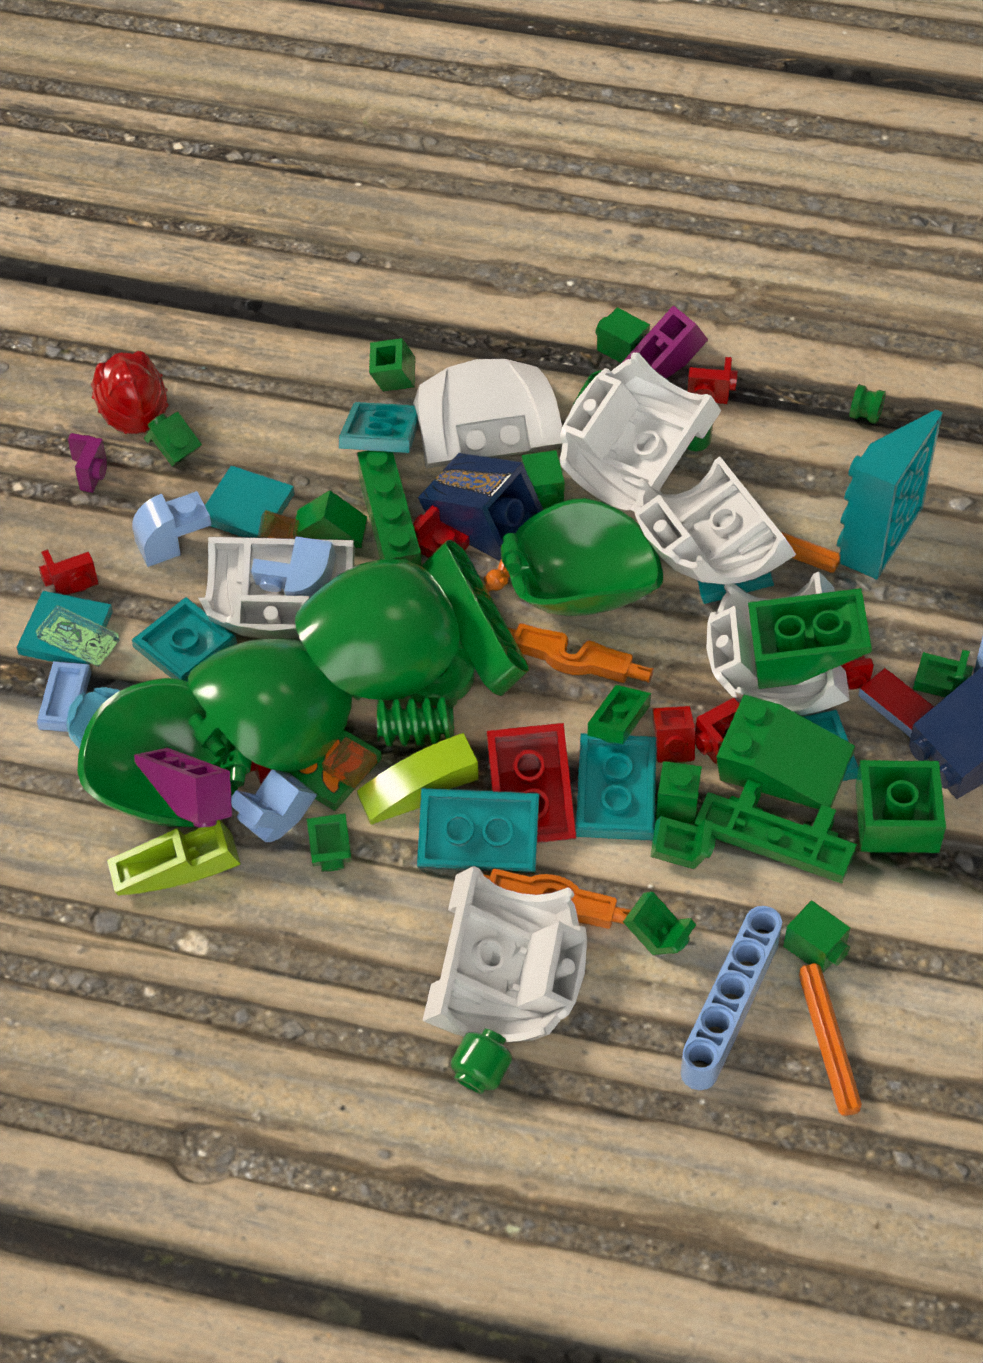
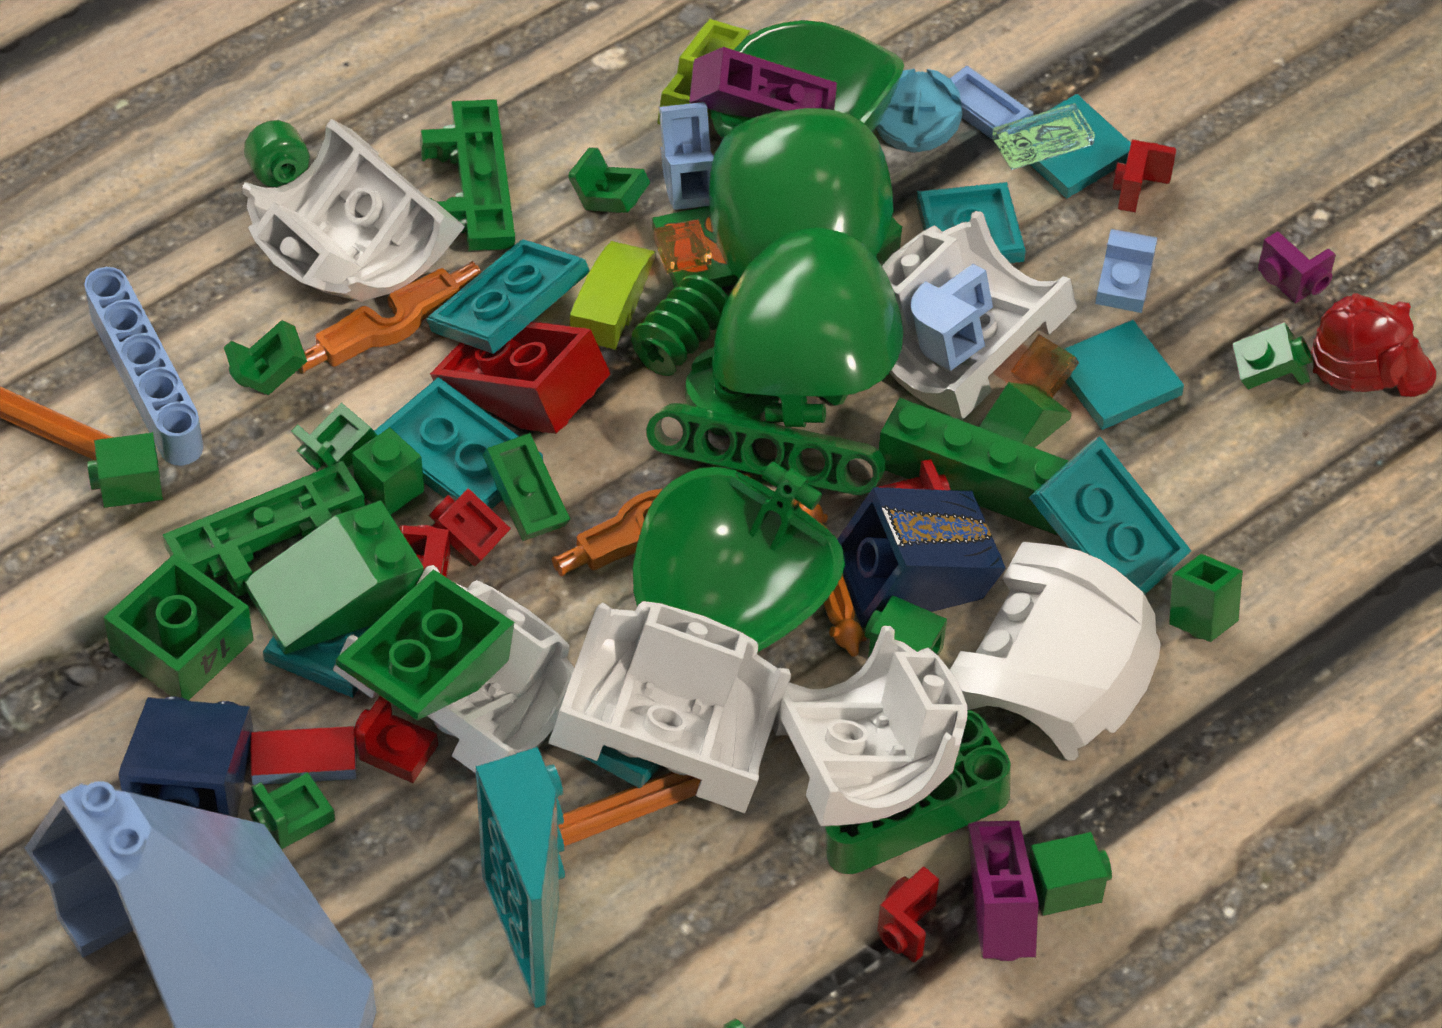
camera: 125 degrees right, 0 degrees up
(361, 947) = (477, 148): none -> green hinge

